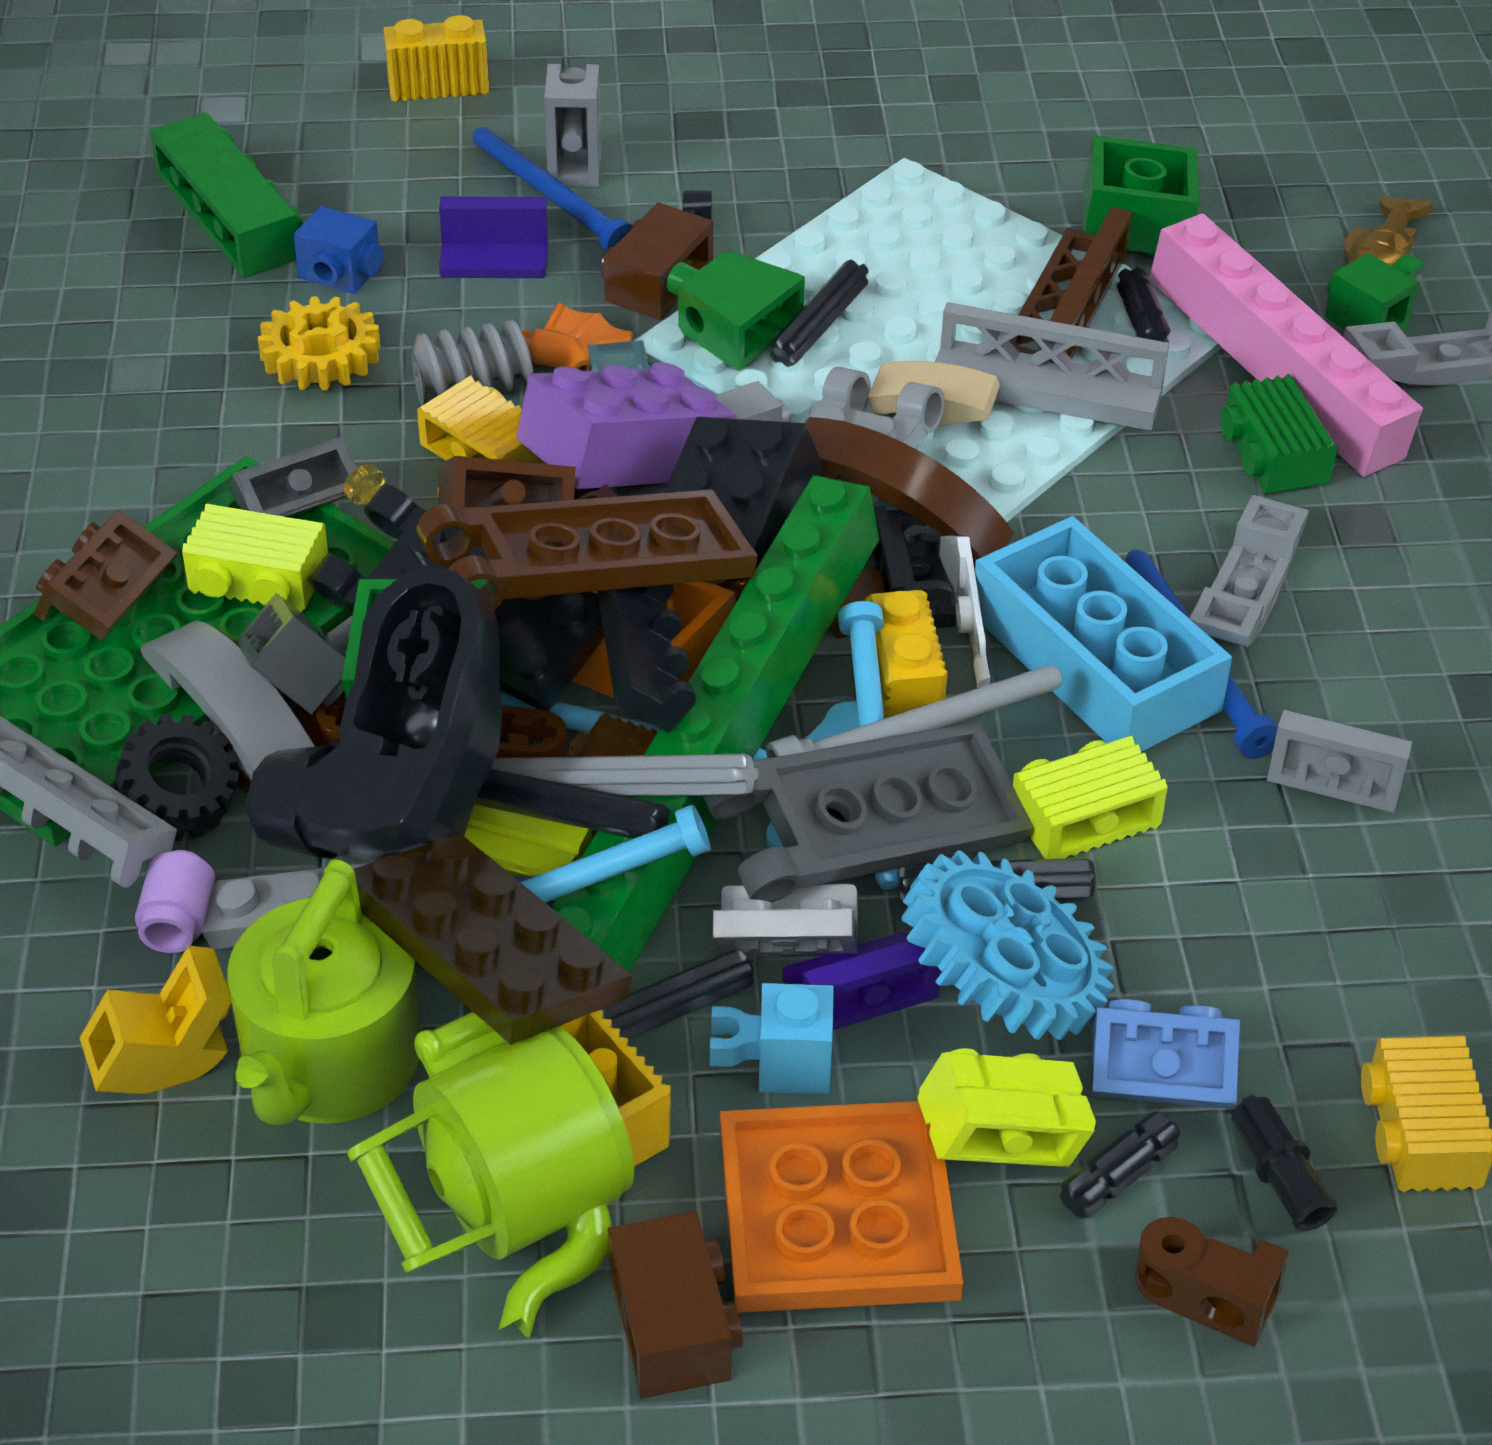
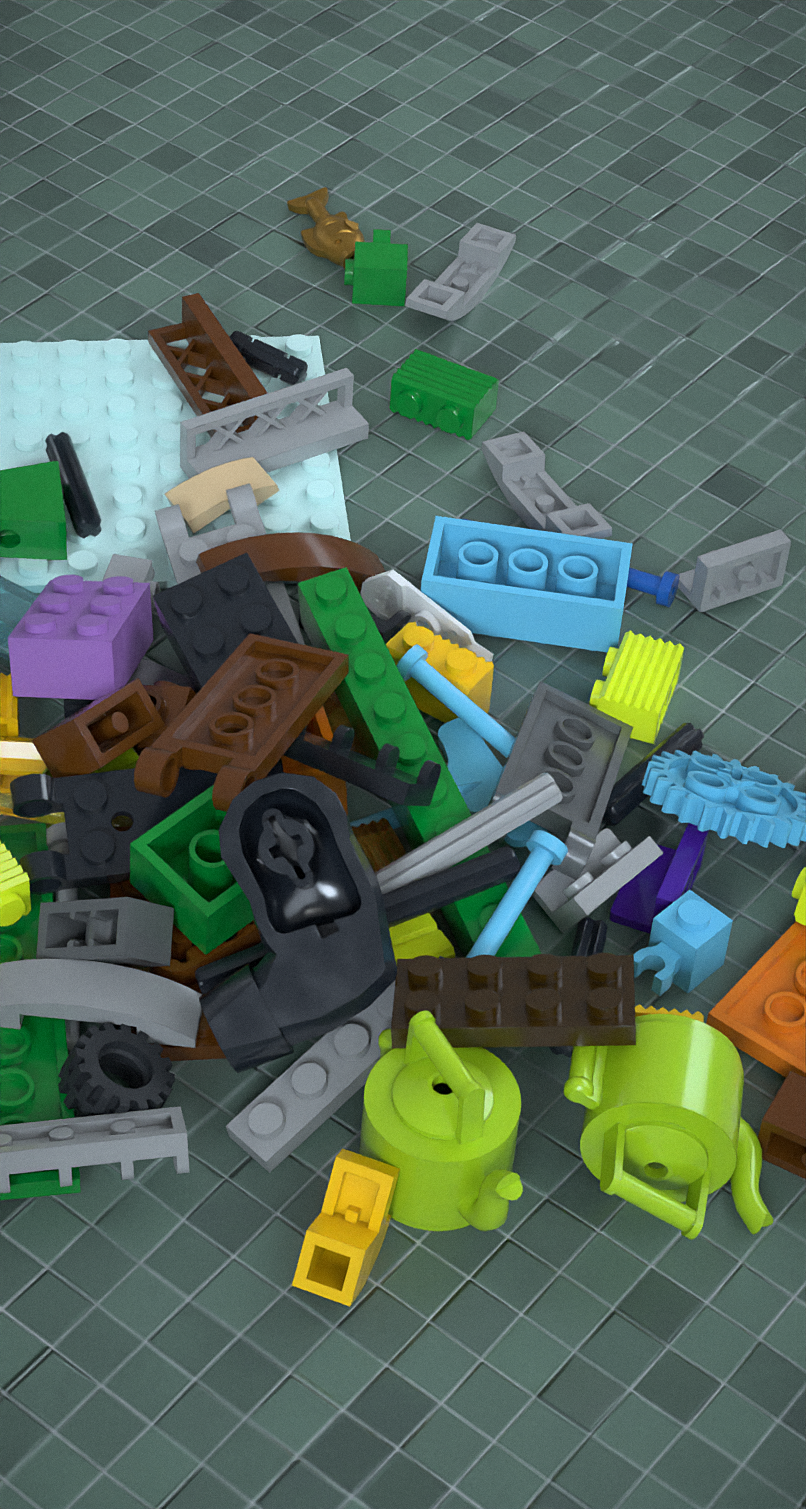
camera: 50 degrees left, 0 degrees up
(174, 901) = (225, 1156): lavender brick -> none
(934, 714) = (483, 773): light grey piece -> none
(1143, 178) = (157, 271): green brick -> none
(1278, 335) = (373, 326): bright pink brick -> none

